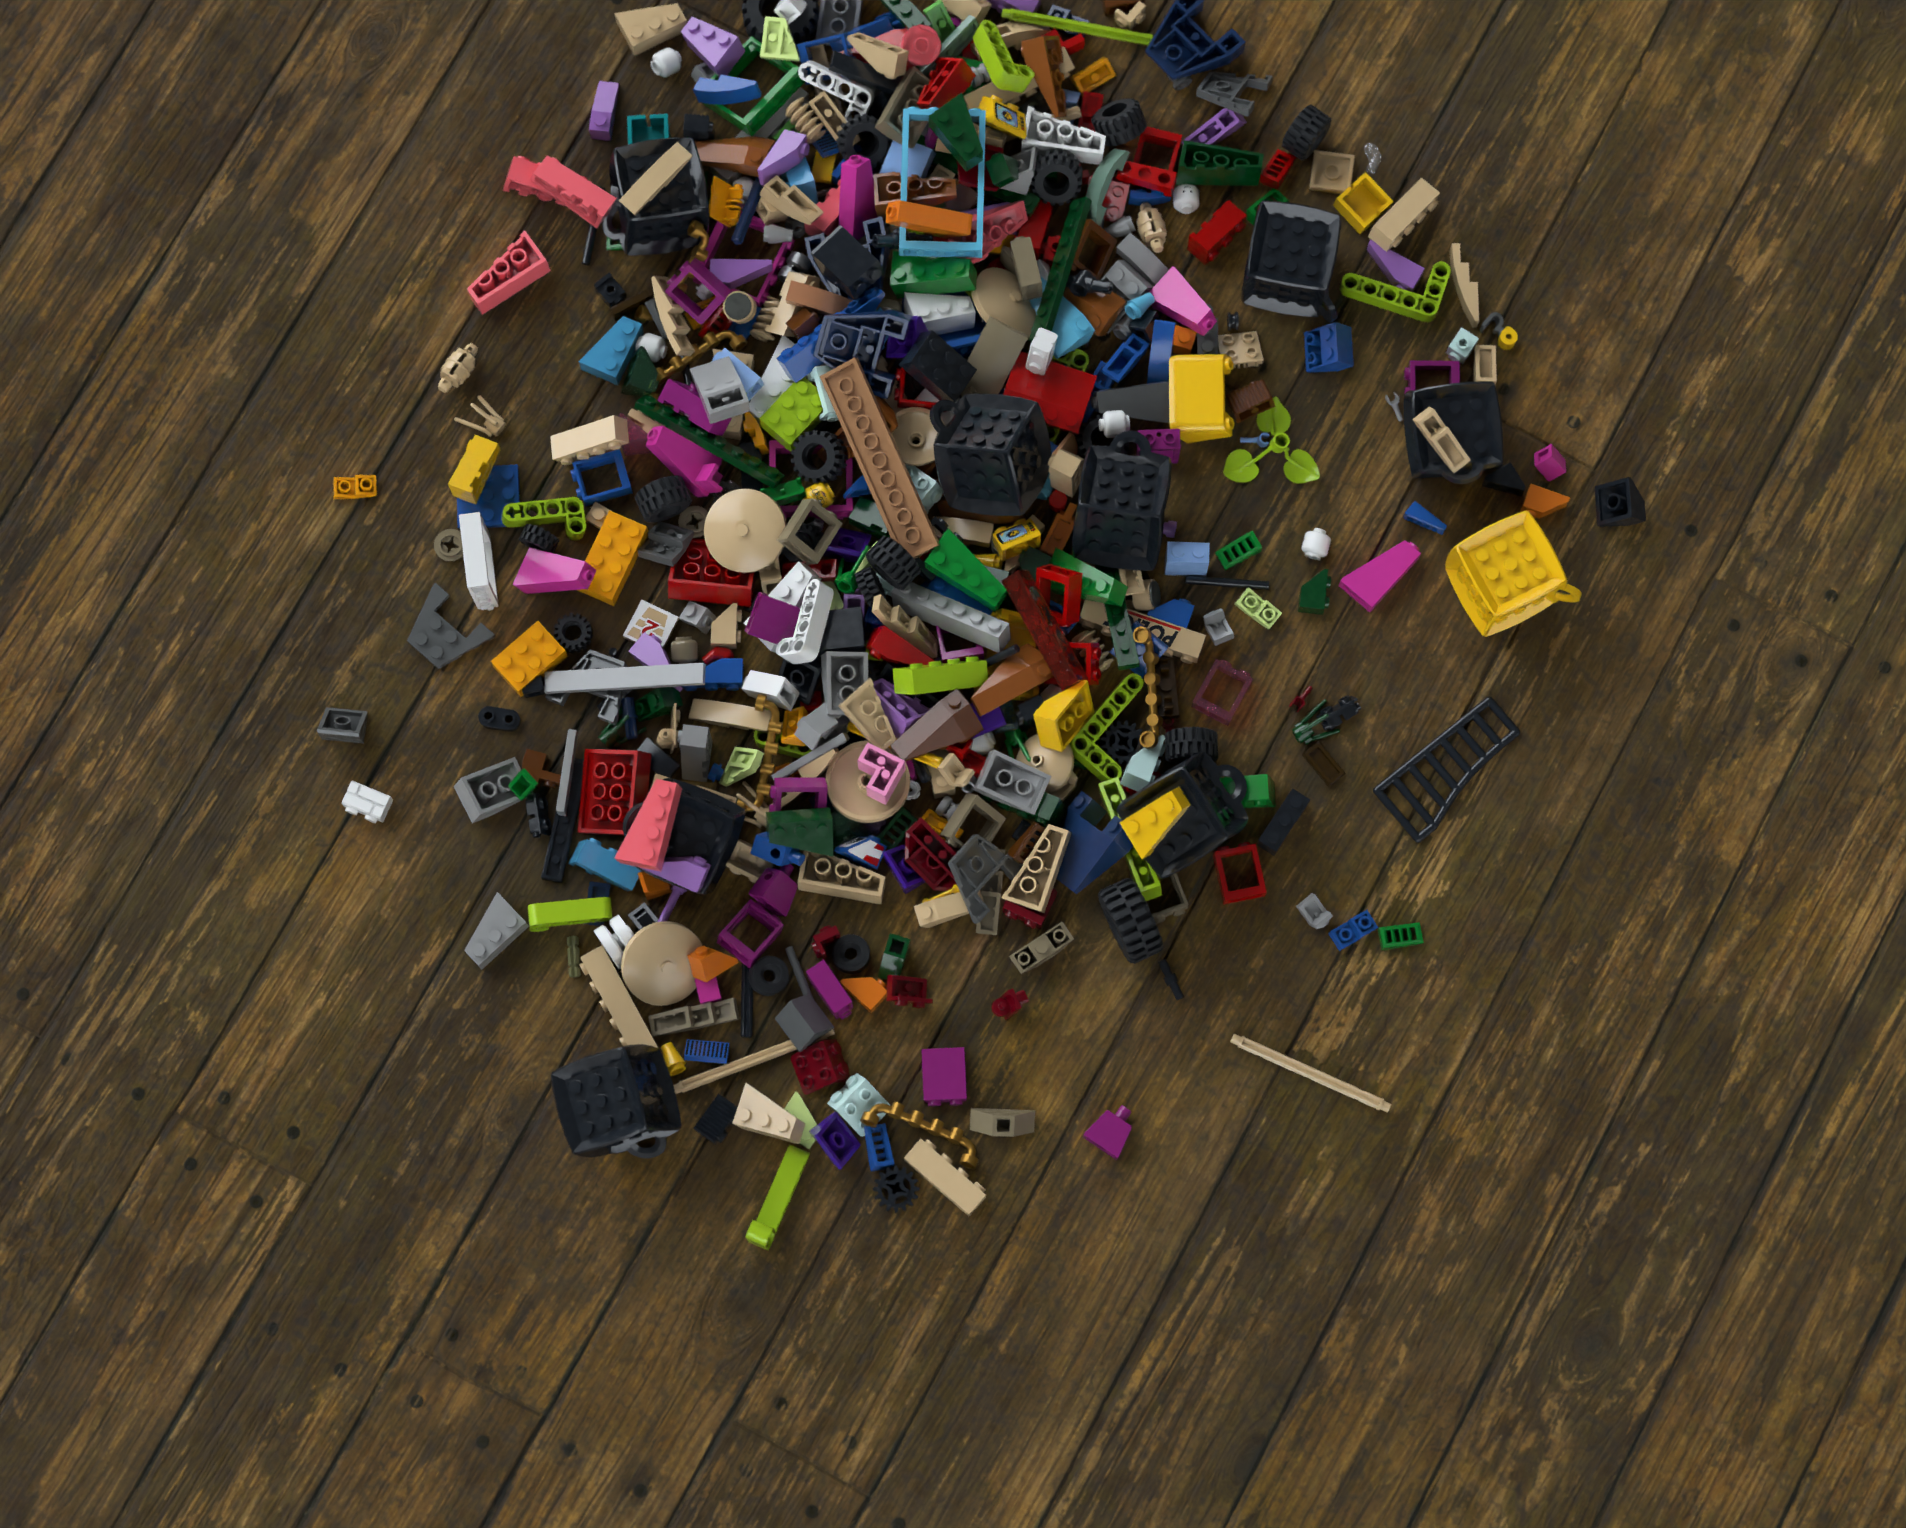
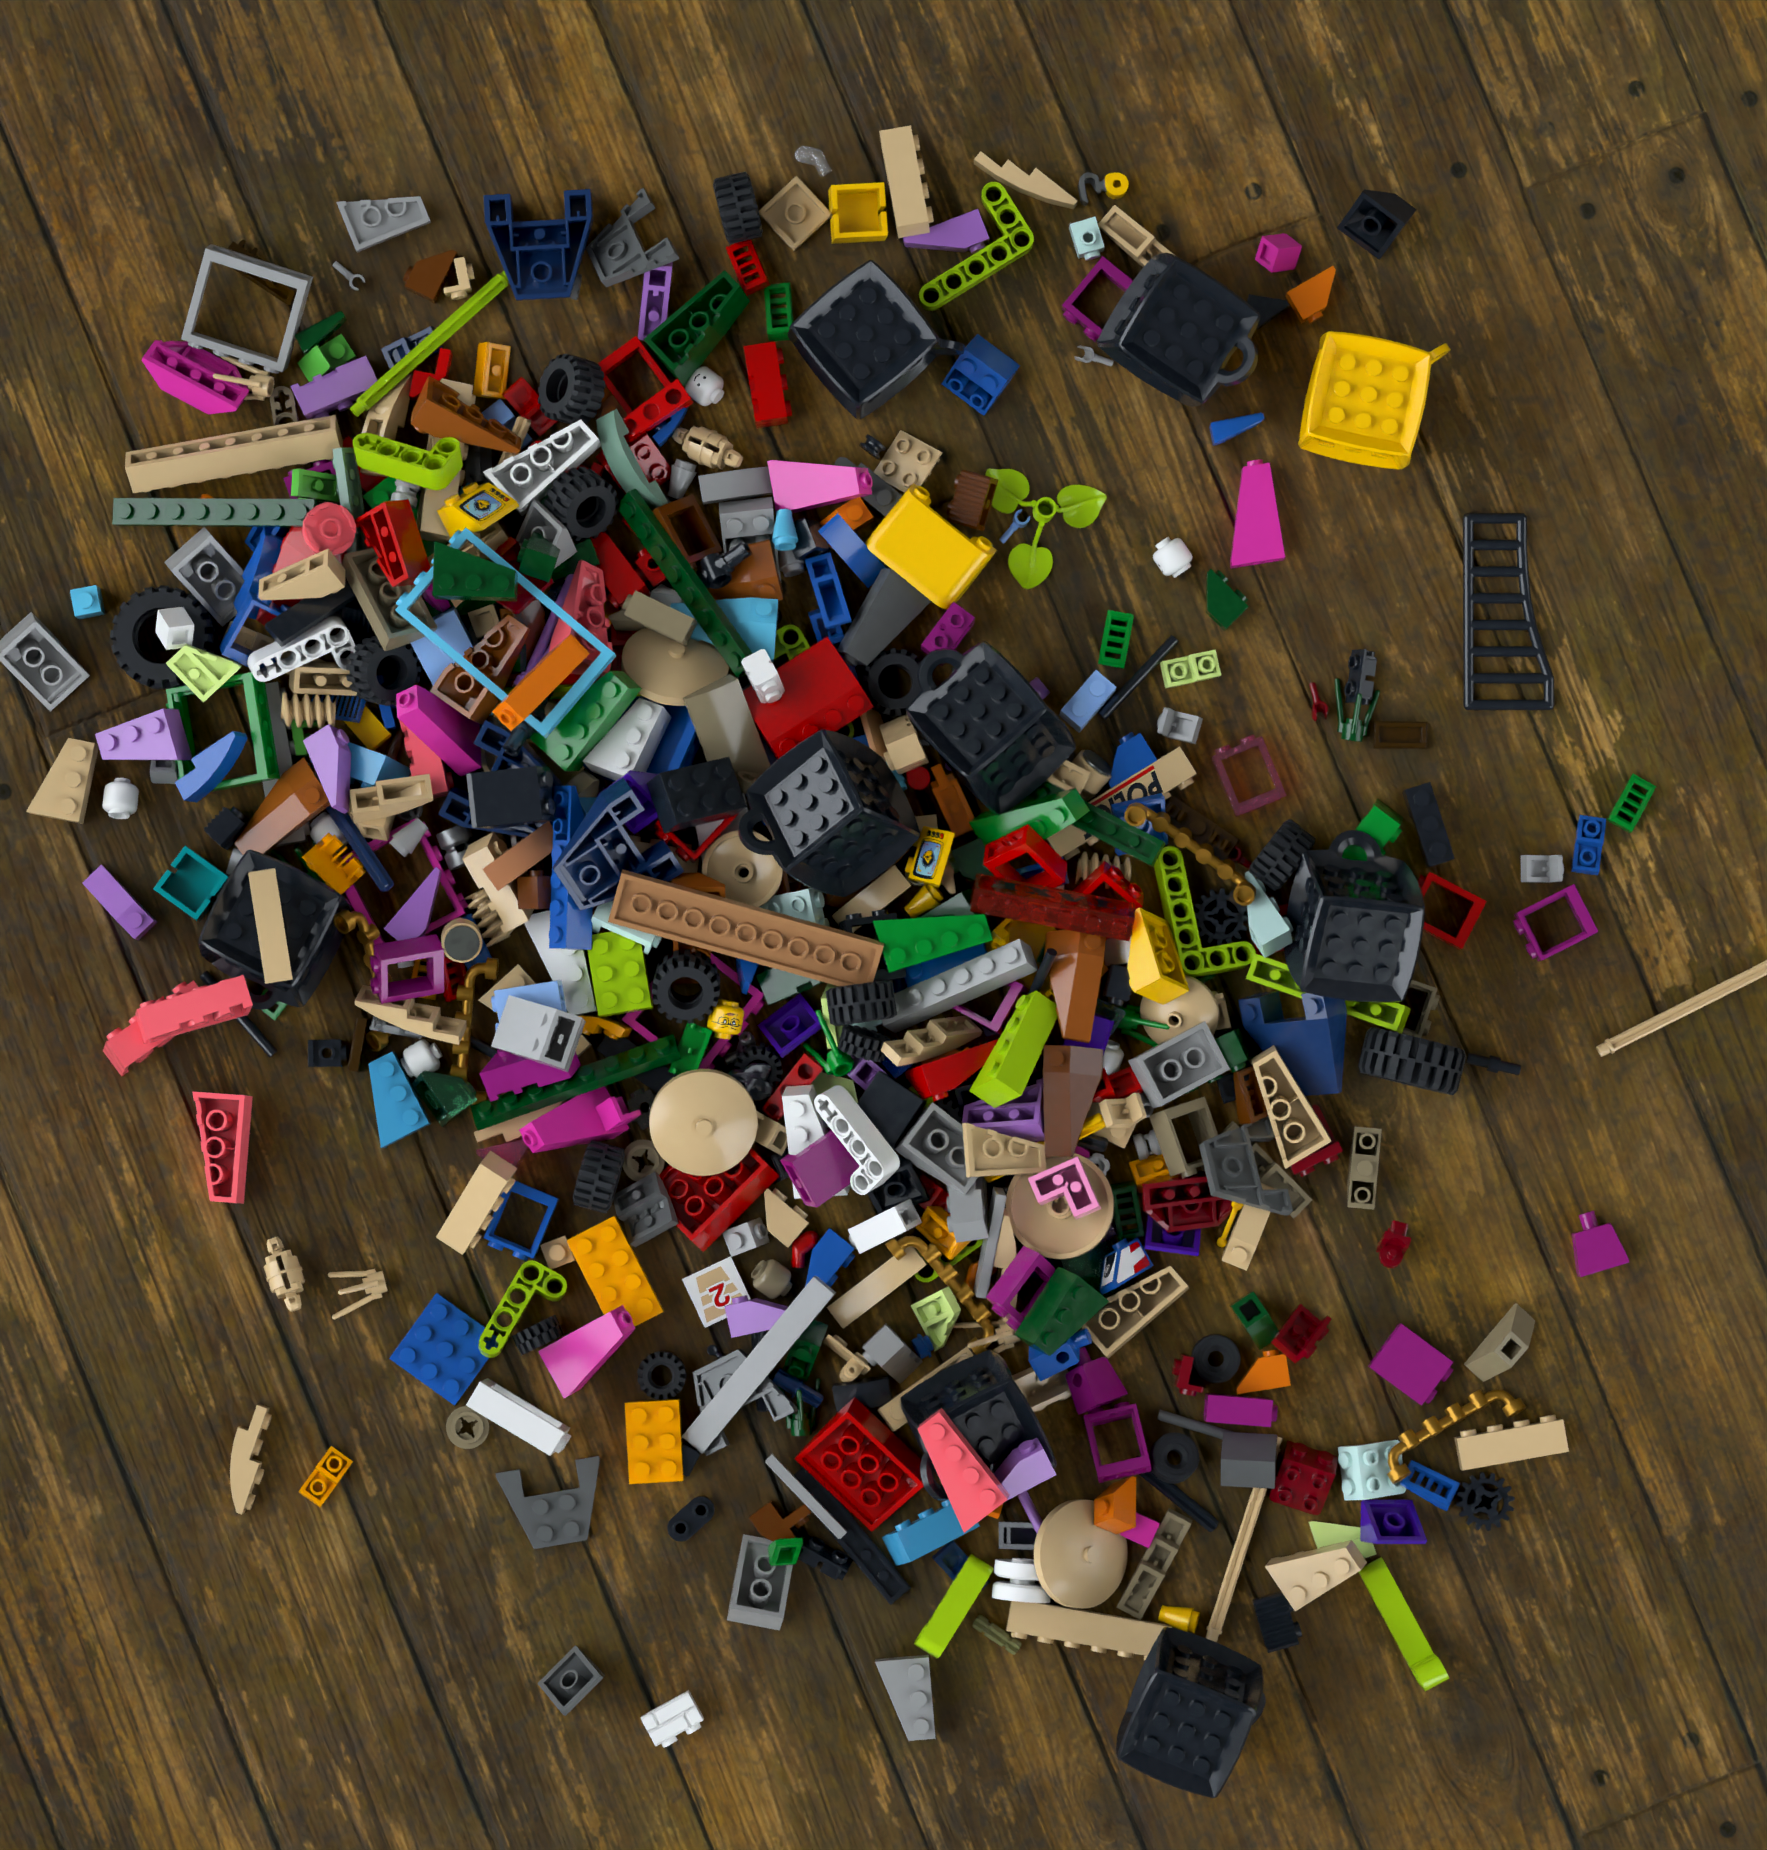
camera: 50 degrees left, 10 degrees up
(321, 435) = (243, 1469): none -> tan slope
(474, 469) = (410, 1343): yellow wedge -> none
(706, 1051) = (1199, 1578): blue tile -> none
(797, 546) = (741, 1067): dark tan window -> none
(1114, 423) = (892, 660): white head -> none
(1154, 821) = (1347, 966): yellow wedge -> none
(1293, 929) = (1579, 911): none -> magenta window
(1441, 439) = (1191, 358): tan slope -> none

